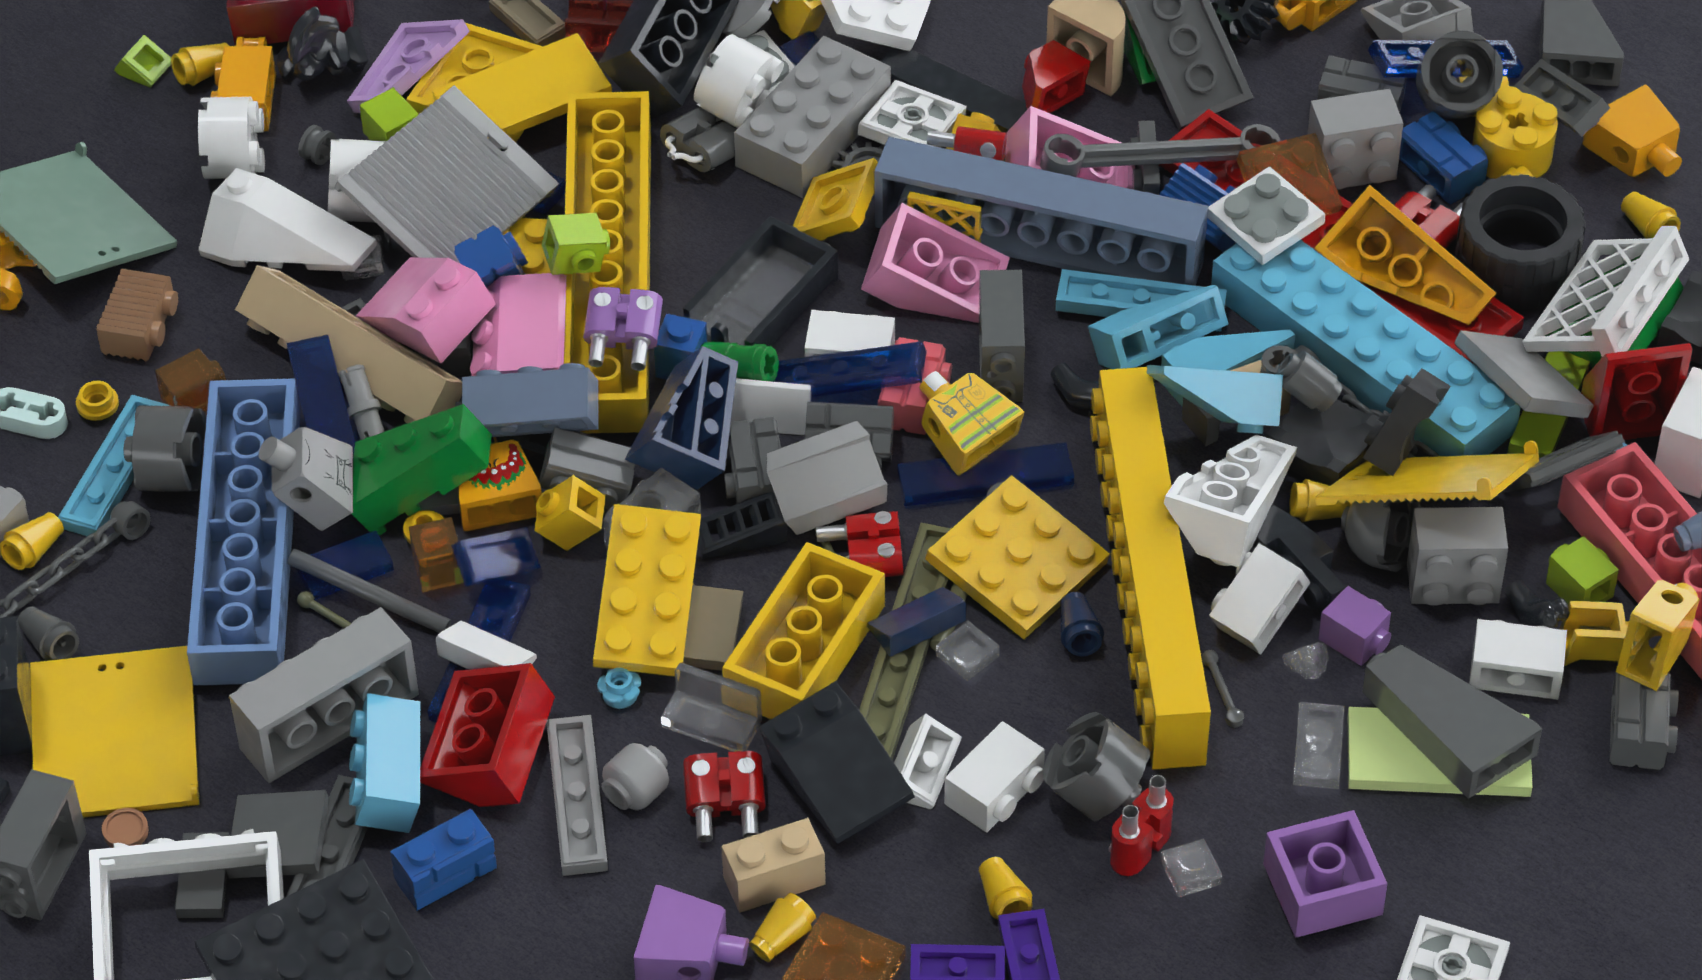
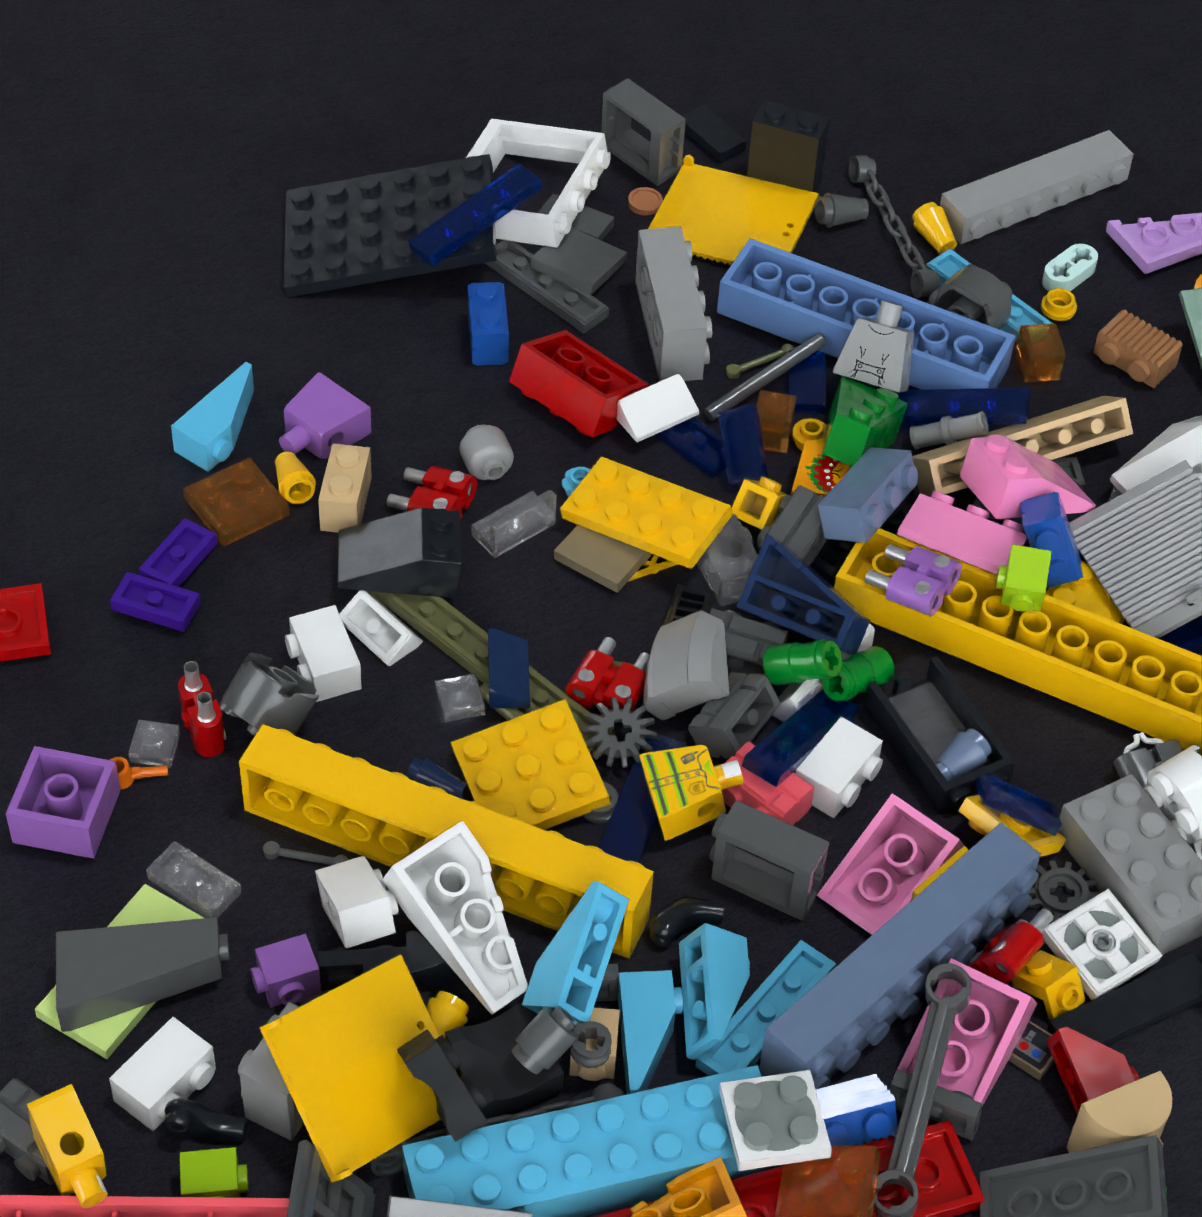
camera: 115 degrees right, 0 degrees up
(326, 887) = (475, 214): none -> clear blue tile
(386, 763) = (590, 316): medium azure brick -> none
(577, 795) = (521, 429): light grey tile -> none
(677, 341) = (905, 644): blue brick -> none
(773, 381) = (802, 662): none -> green piece
(781, 260) = (963, 755): none -> sand blue cone
(807, 628) = (537, 590): yellow brick -> none
(813, 202) = (1018, 803): none -> clear blue tile
(910, 500) = (608, 743): none -> dark grey gear
(1003, 888) = (222, 613): yellow cone -> none
(1237, 865) = (127, 774): none -> orange hand
(1307, 660) = (284, 918): clear piece -> none
(1594, 631) = (141, 1151): yellow window -> none

